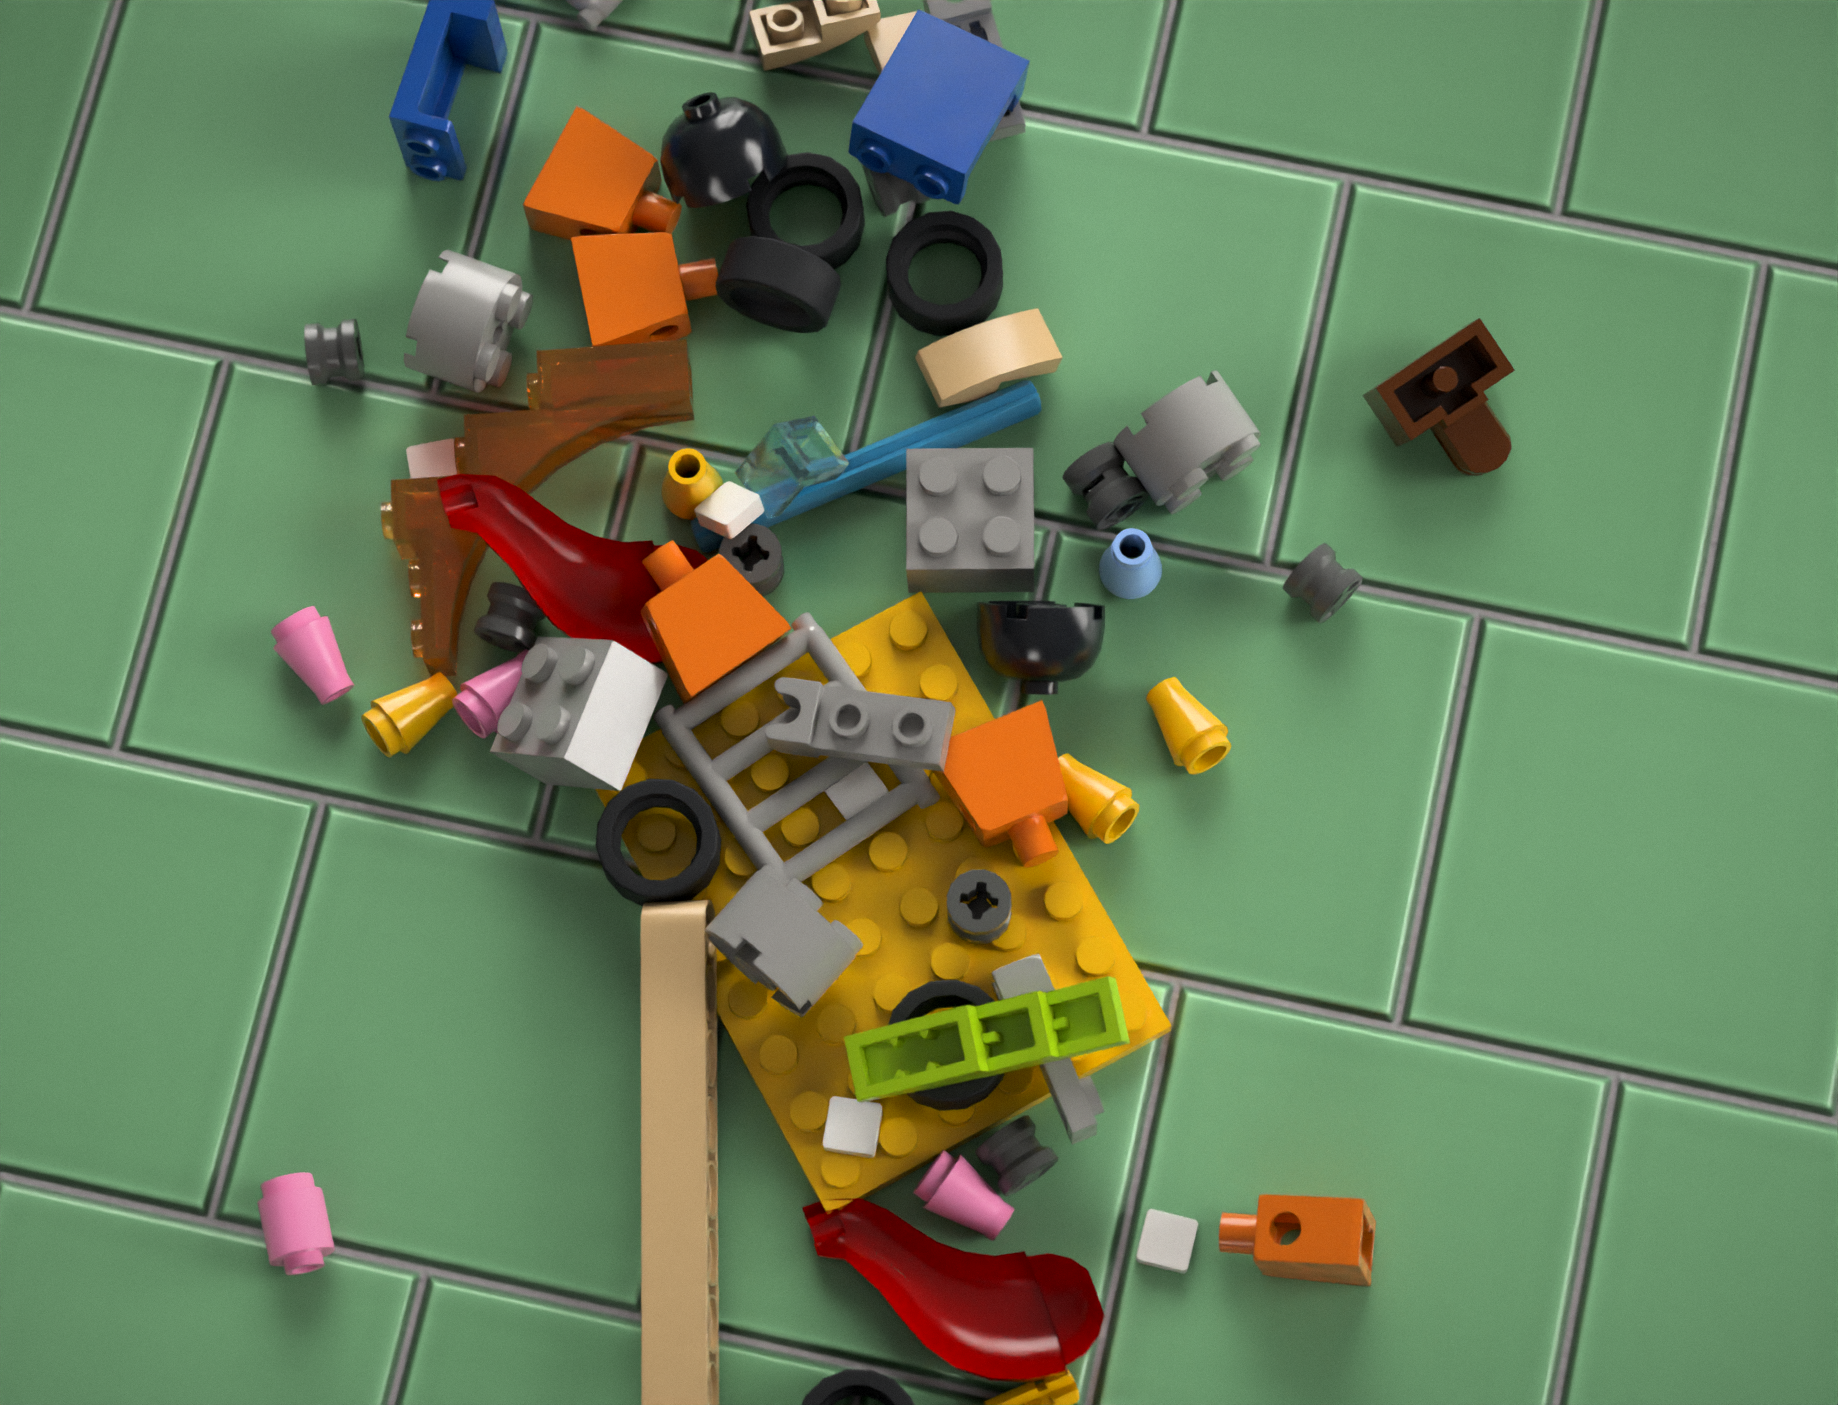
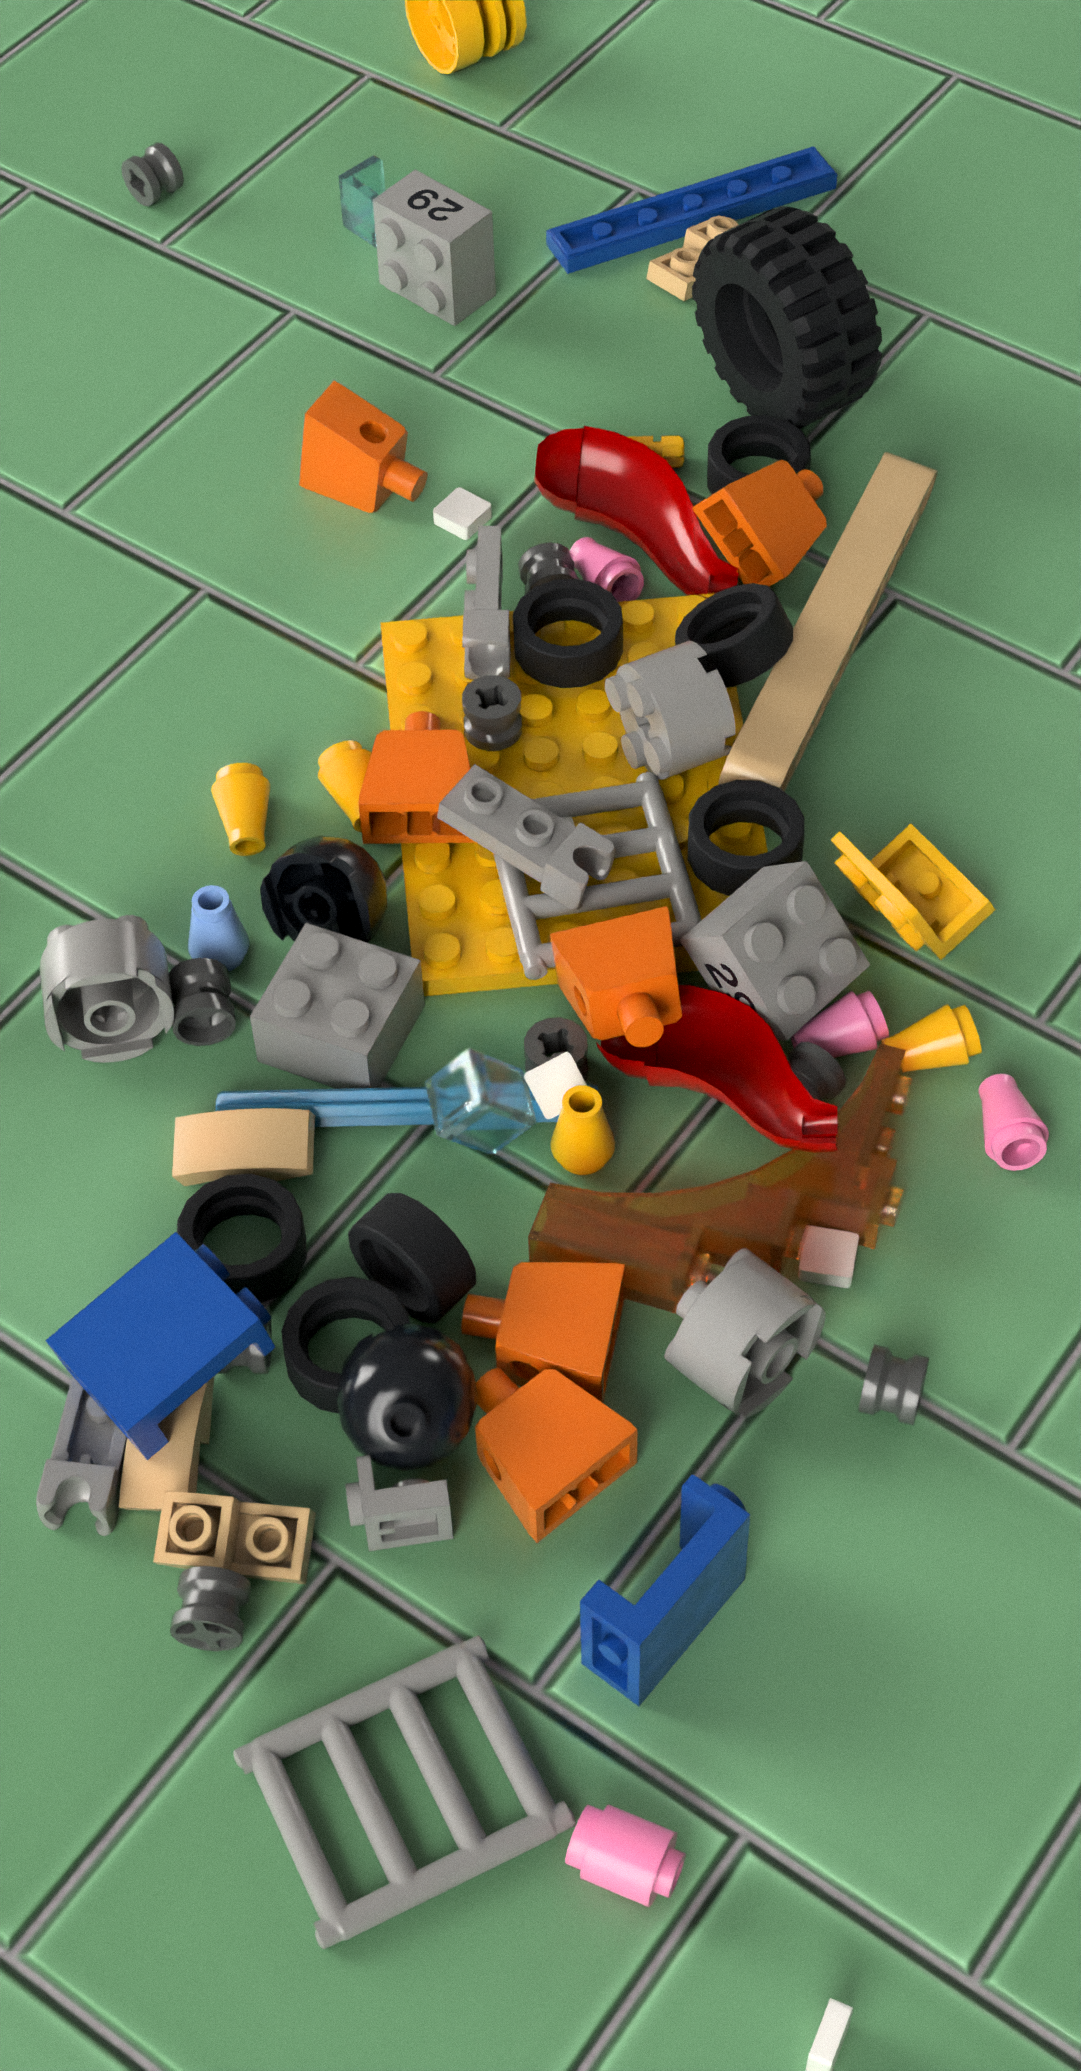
camera: 160 degrees left, 20 degrees down
(484, 860) = (916, 890): none -> yellow bracket
(690, 79) = (399, 1515): none -> light grey bracket
(804, 1313) = (765, 521): none -> orange torso
(805, 1067) = (739, 631): none -> black tyre
(852, 1127) = (665, 617): white piece -> none
(986, 1039) = (555, 590): lime slope -> none
(1322, 583) = (62, 866): dark grey wheel -> none

